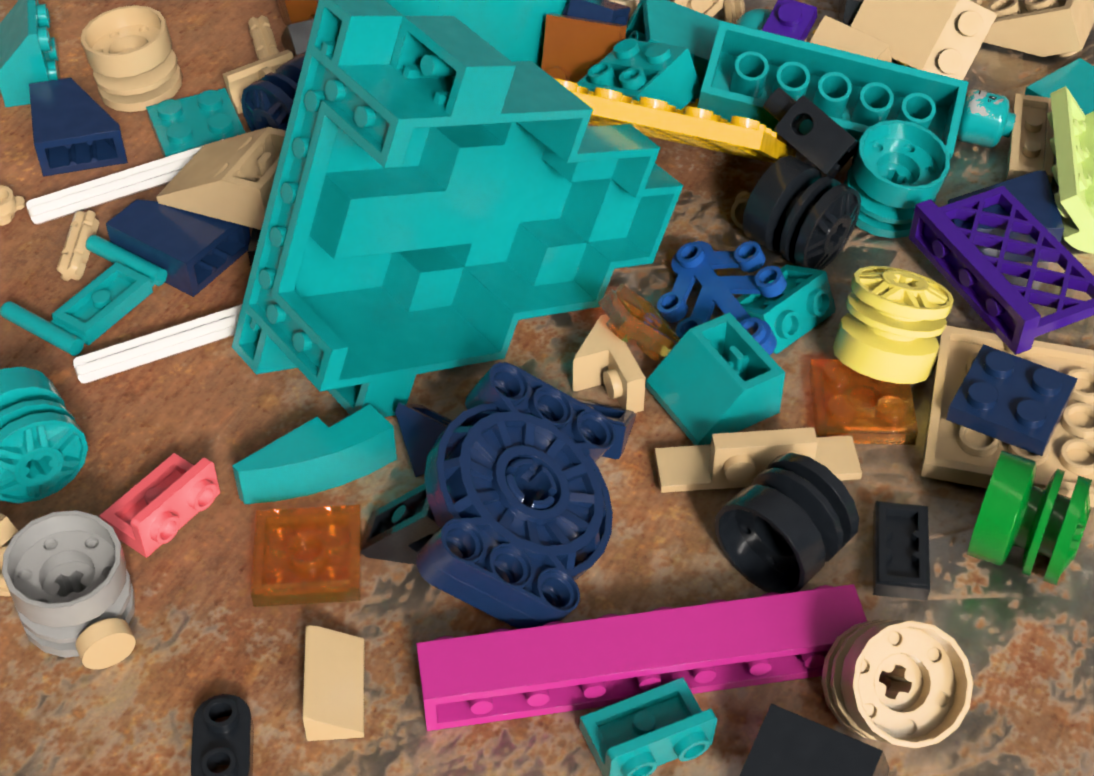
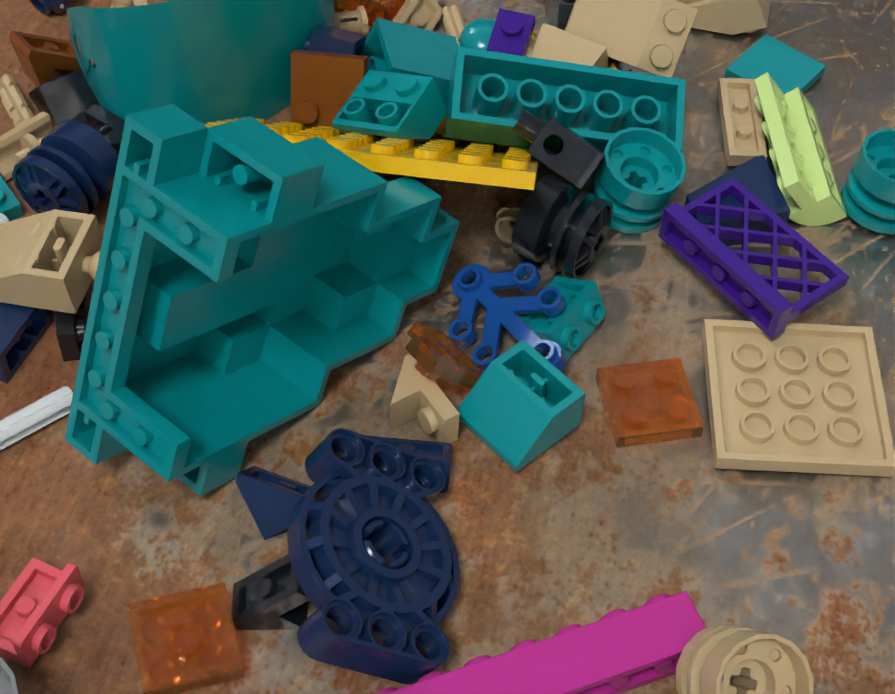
camera: 15 degrees left, 5 degrees up
(317, 458) = (171, 539): teal slope -> none
(739, 457) = (570, 479): tan bracket -> none
(787, 523) = (616, 542): black wheel -> none
(892, 324) = (666, 329): light yellow wheel -> none
(901, 551) = (713, 545): black plate -> none
(985, 119) = (702, 106): teal head -> none
(1011, 399) = (780, 386): dark blue plate -> none
(1030, 517) = (829, 502): green wheel -> none

